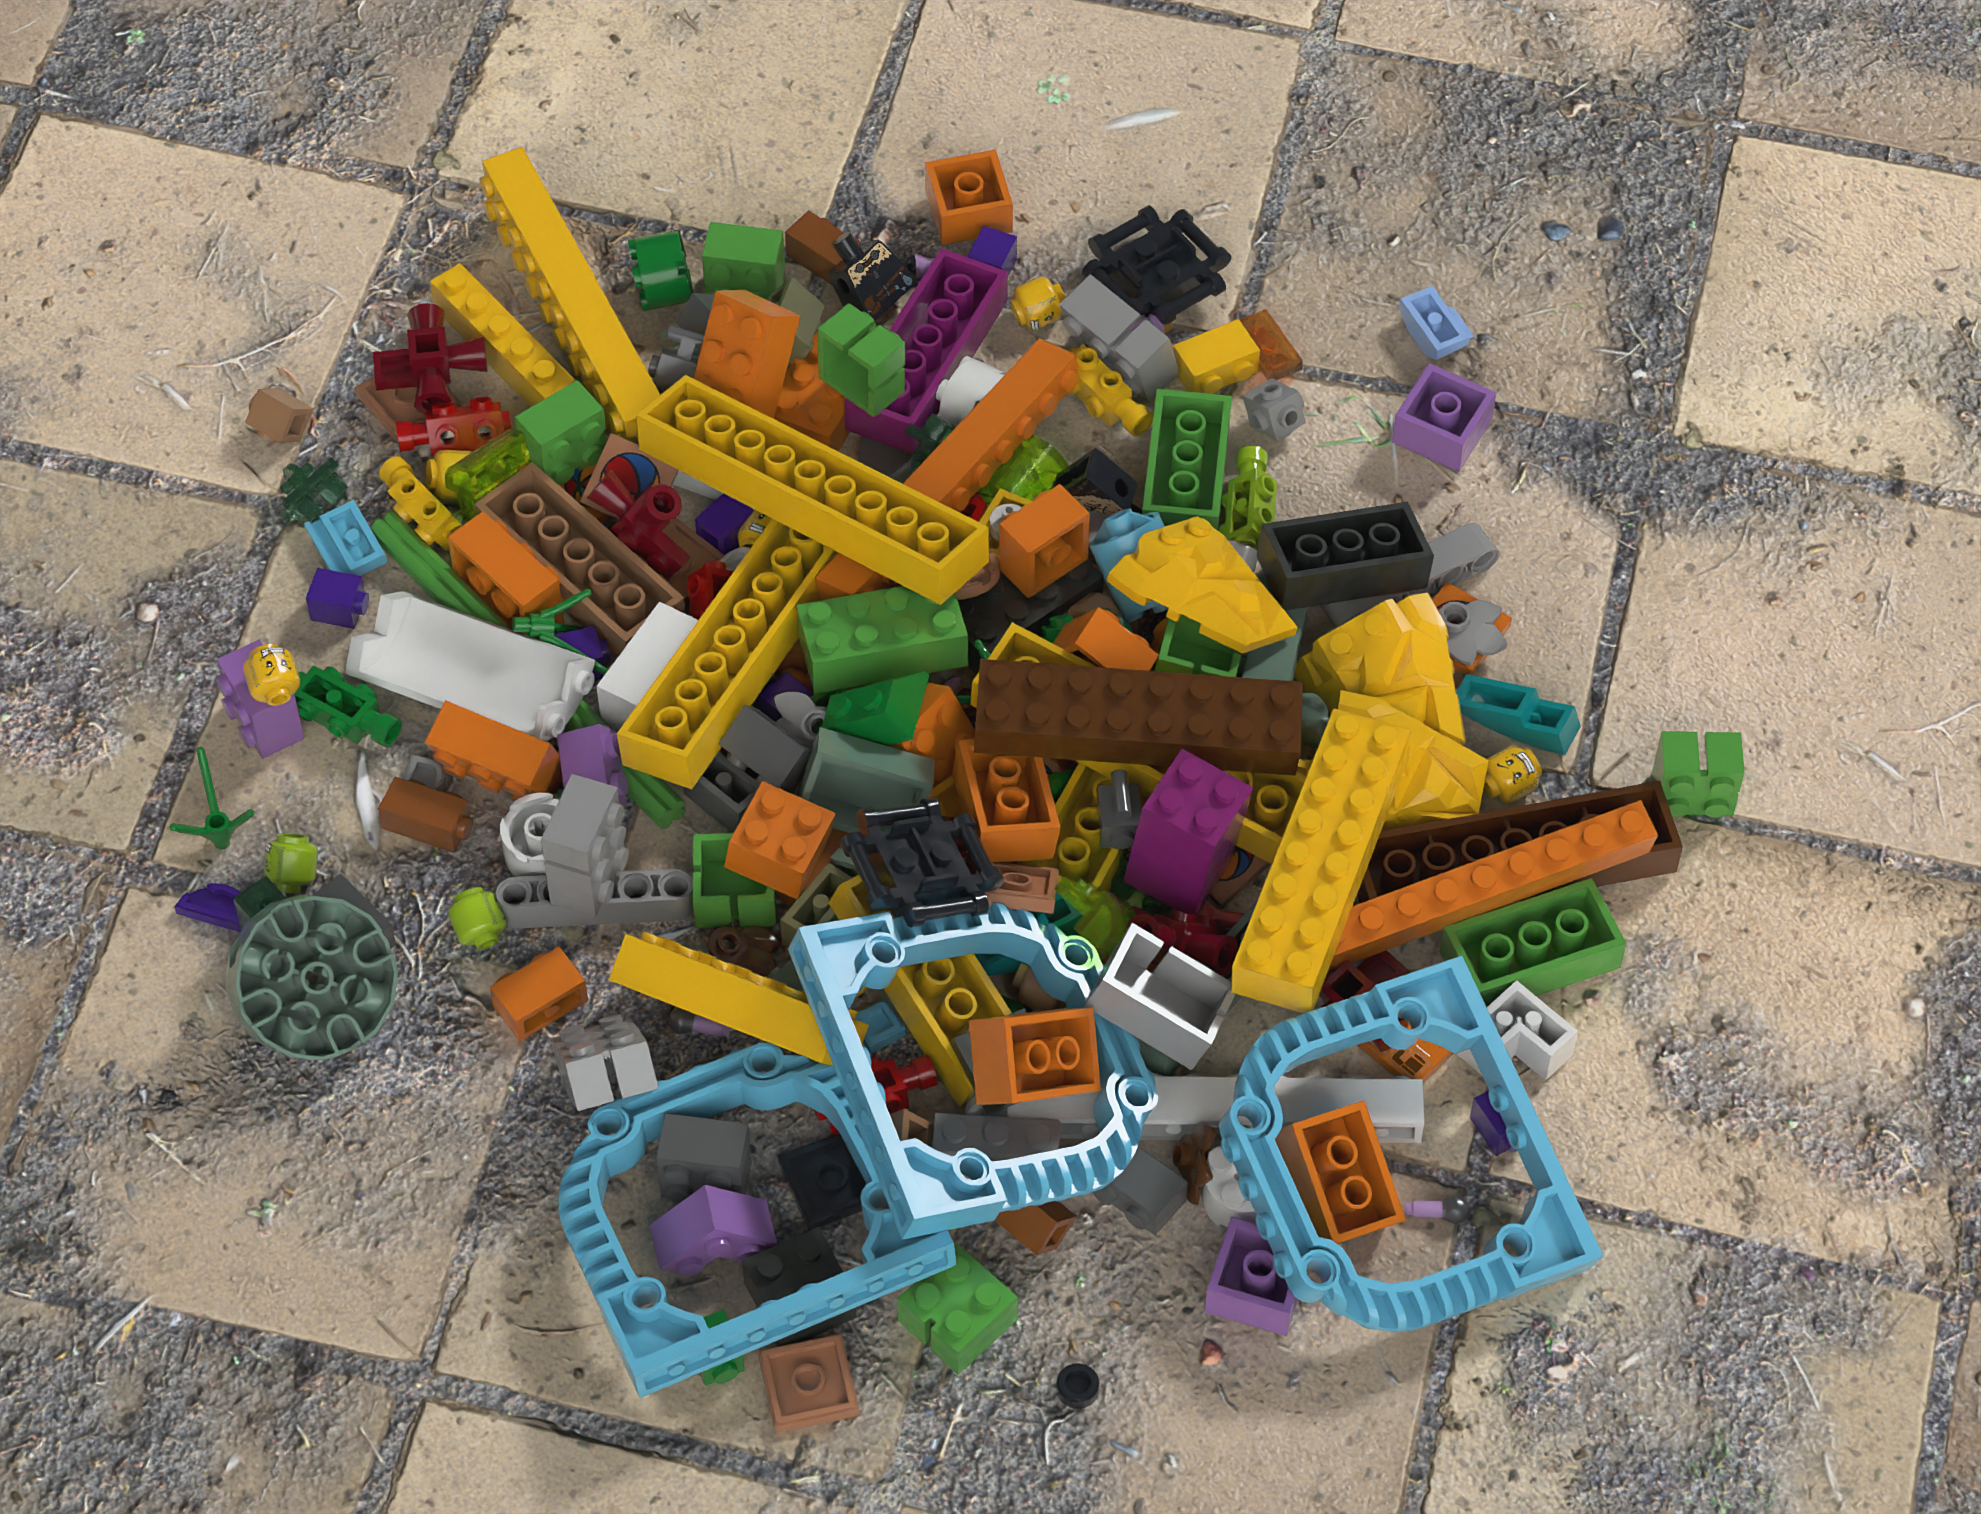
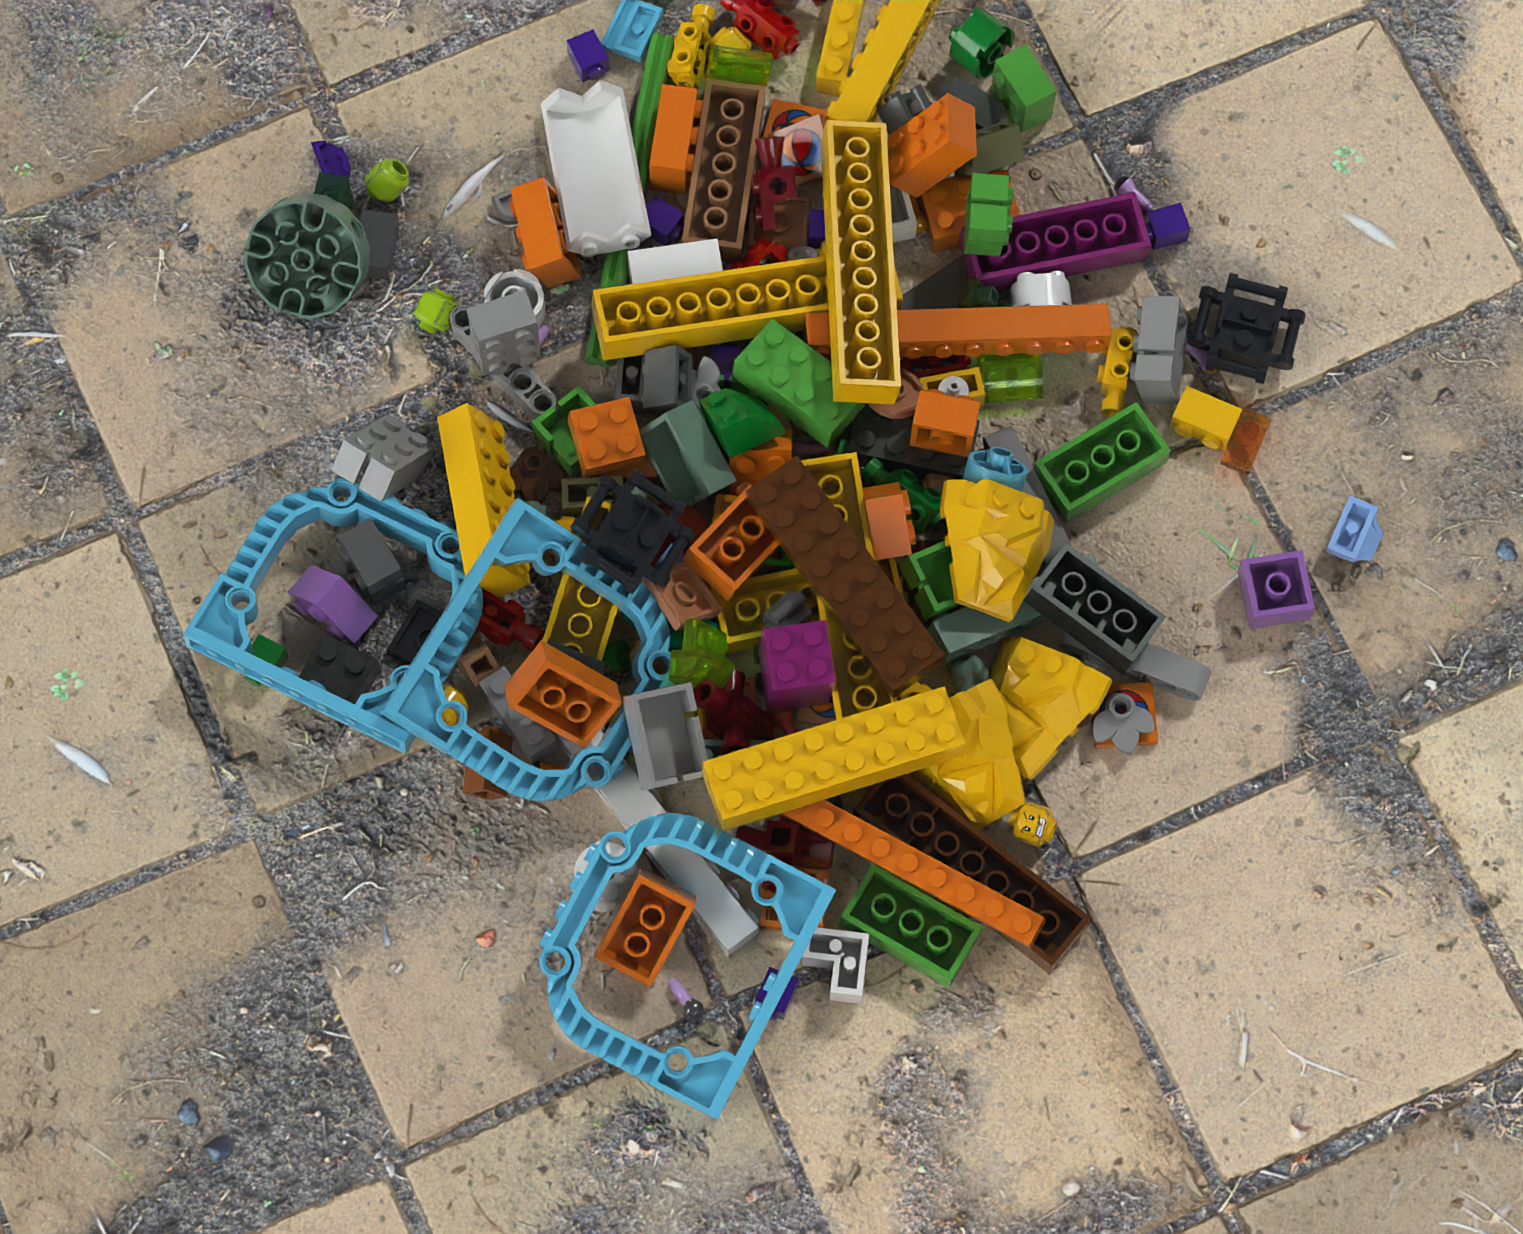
camera: 50 degrees right, 15 degrees up
(217, 824) = (376, 119): green plant -> none
(262, 725) = (476, 73): medium lavender brick -> none
(271, 674) = (475, 69): yellow head -> none
(349, 709) = (514, 120): green brick -> none
(425, 814) = (482, 227): dark orange brick -> none
(538, 993) = (414, 383): orange brick -> none
(544, 625) = (653, 185): green plant -> none
(564, 432) = (798, 86): bright green piece -> none
(595, 755) = (574, 294): medium lavender brick -> none
(808, 1383) = (287, 730): nougat tile -> none
(811, 245) = (1086, 130): dark orange brick -> none
(868, 275) = (1079, 167): torso -> none
(883, 1026) = (547, 588): medium azure tile -> none
(964, 1305) = (393, 778): bright green piece -> none
(967, 195) = (1199, 176): orange brick -> none
(1037, 303) = (1154, 278): yellow head -> none
(1077, 1386) = (403, 879): black tile -> none
(1099, 484) = (1031, 422): black torso -> none
(1146, 1192) = (557, 823): dark grey brick -> none
(1191, 1159) = (599, 829): reddish brown plate -> none
(1246, 1282) = (530, 921): medium lavender brick -> none
(1249, 498) = (1104, 528): lime brick -> none
(1274, 409) = (1193, 482): light grey brick -> none
(1519, 713) = (1086, 795): teal slope -> none
(1695, 790) = (1124, 946): bright green piece -> none

